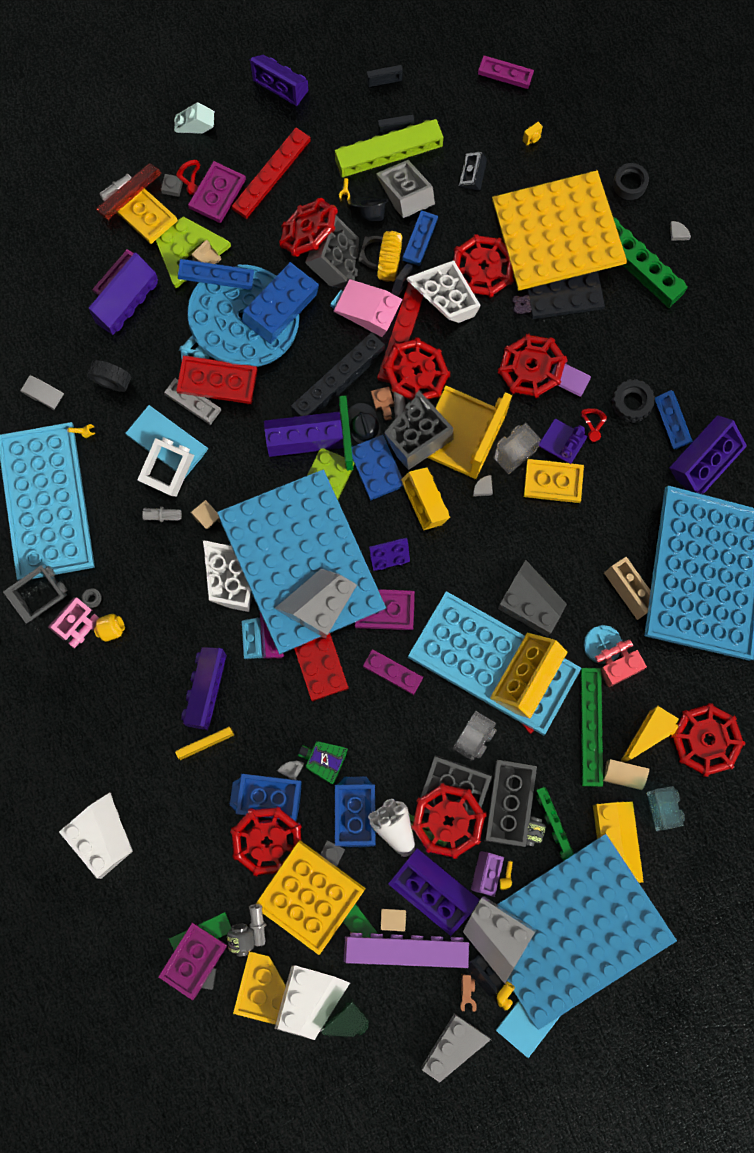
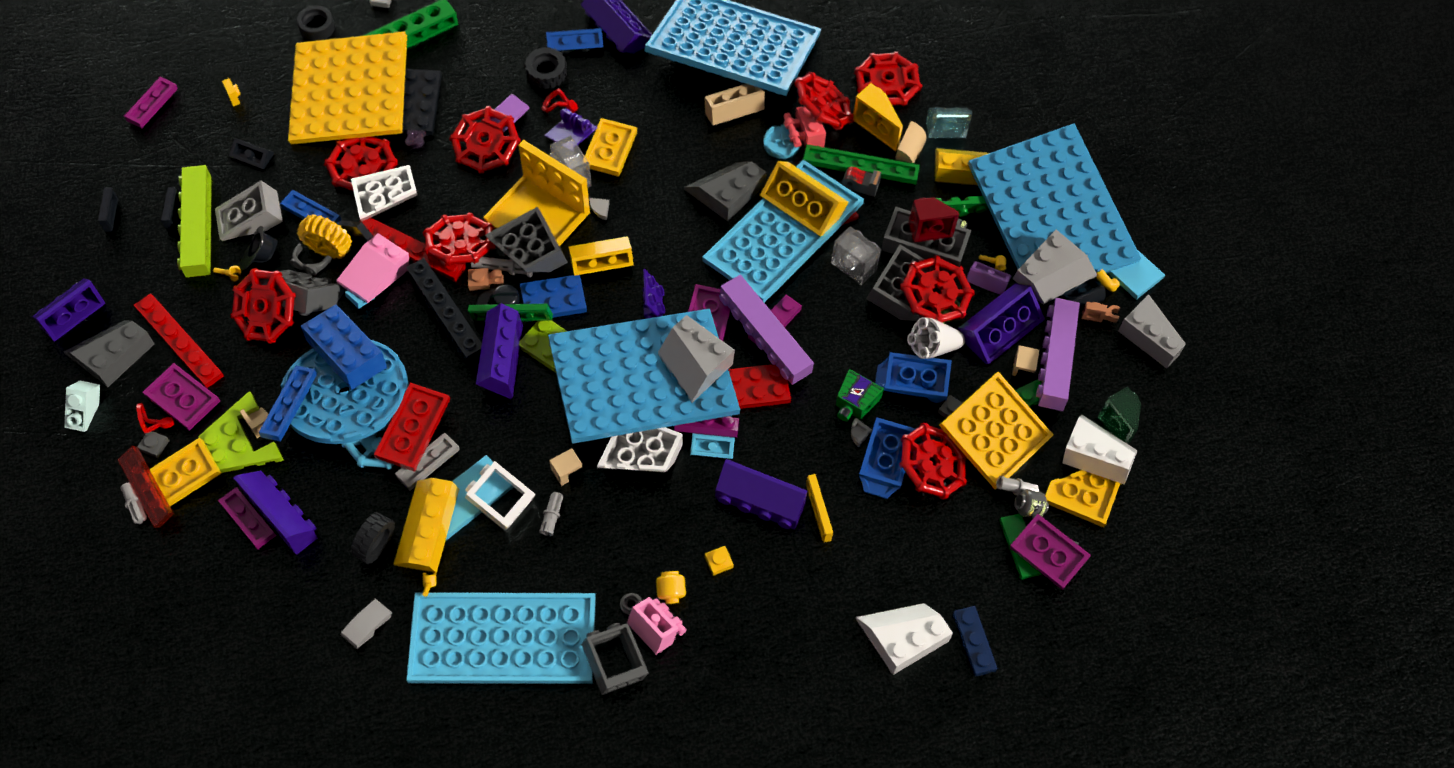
camera: 80 degrees left, 15 degrees down
(103, 901) = (974, 641): none -> dark blue plate
(130, 416) = (427, 524): none -> yellow slope
(143, 664) = (719, 560): none -> yellow plate
(248, 124) = (111, 351): none -> dark grey wedge
(373, 663) = (766, 330): none -> medium lavender brick
(517, 801) = (932, 220): none -> dark red slope
(571, 730) = (861, 181): none -> dark grey leg
(659, 683) = (824, 100): none -> red plate

